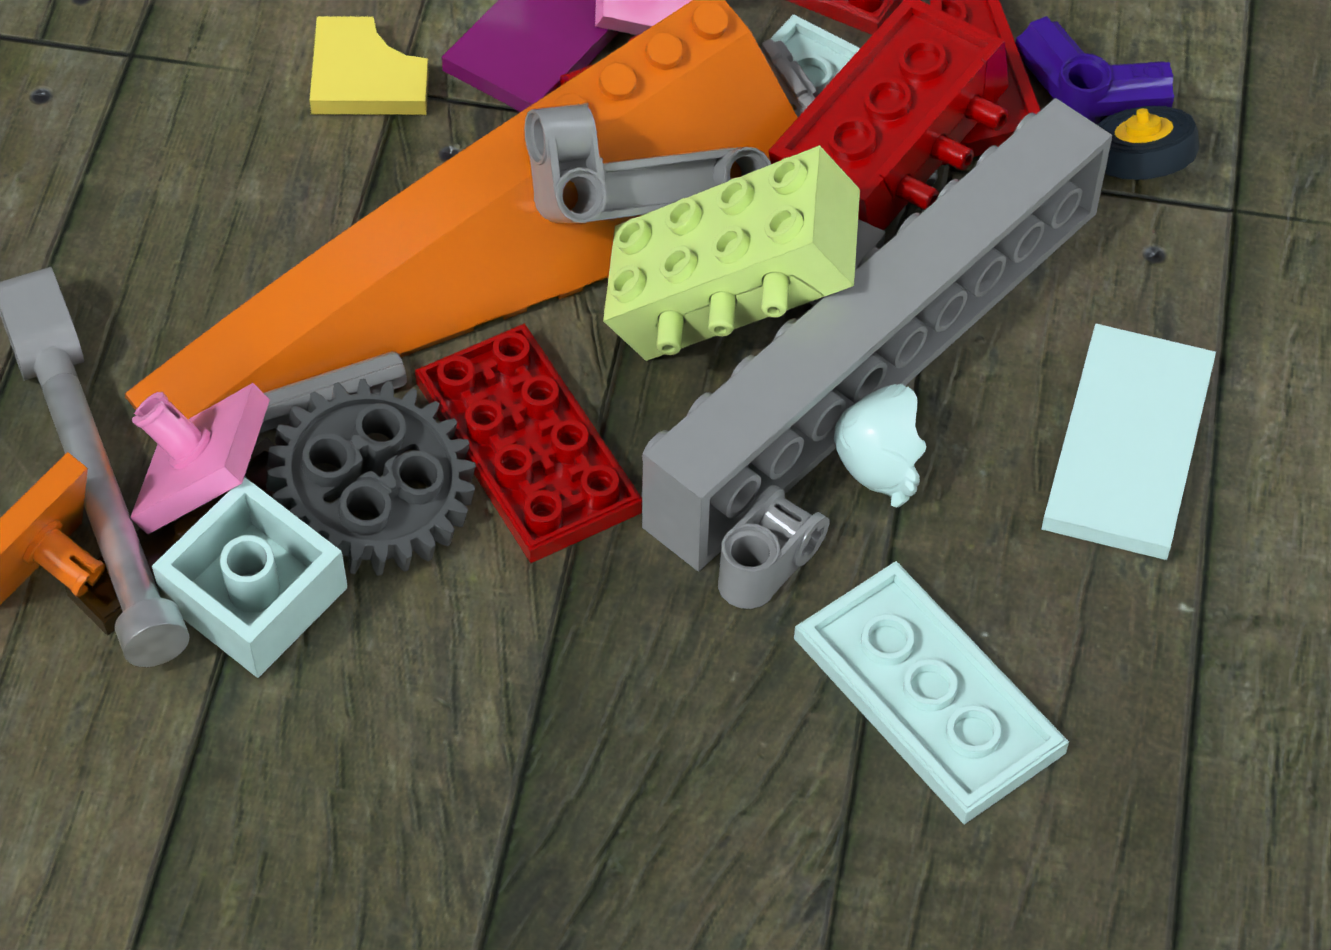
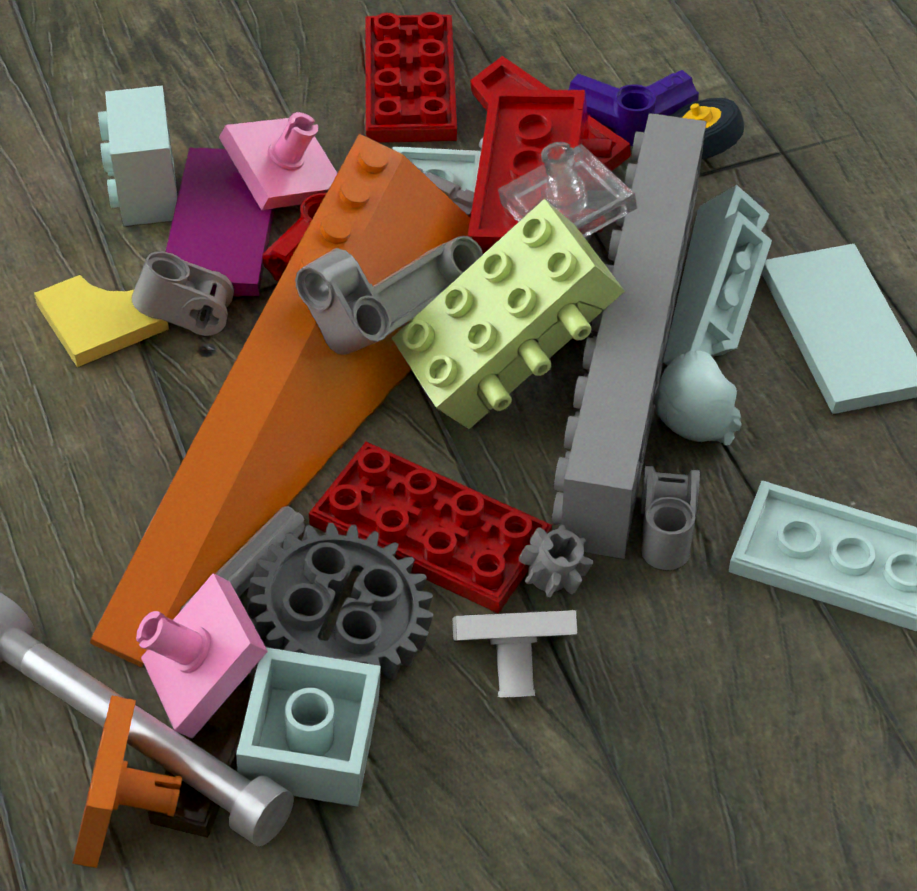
camera: 30 degrees left, 5 degrees down
(449, 82) = (179, 292): none -> light grey piece
(504, 588) = (513, 639): none -> white tile
(624, 527) = (555, 560): none -> light grey gear
(892, 149) = (574, 185): none -> clear tile
(1033, 321) = (719, 275): none -> light aqua wedge

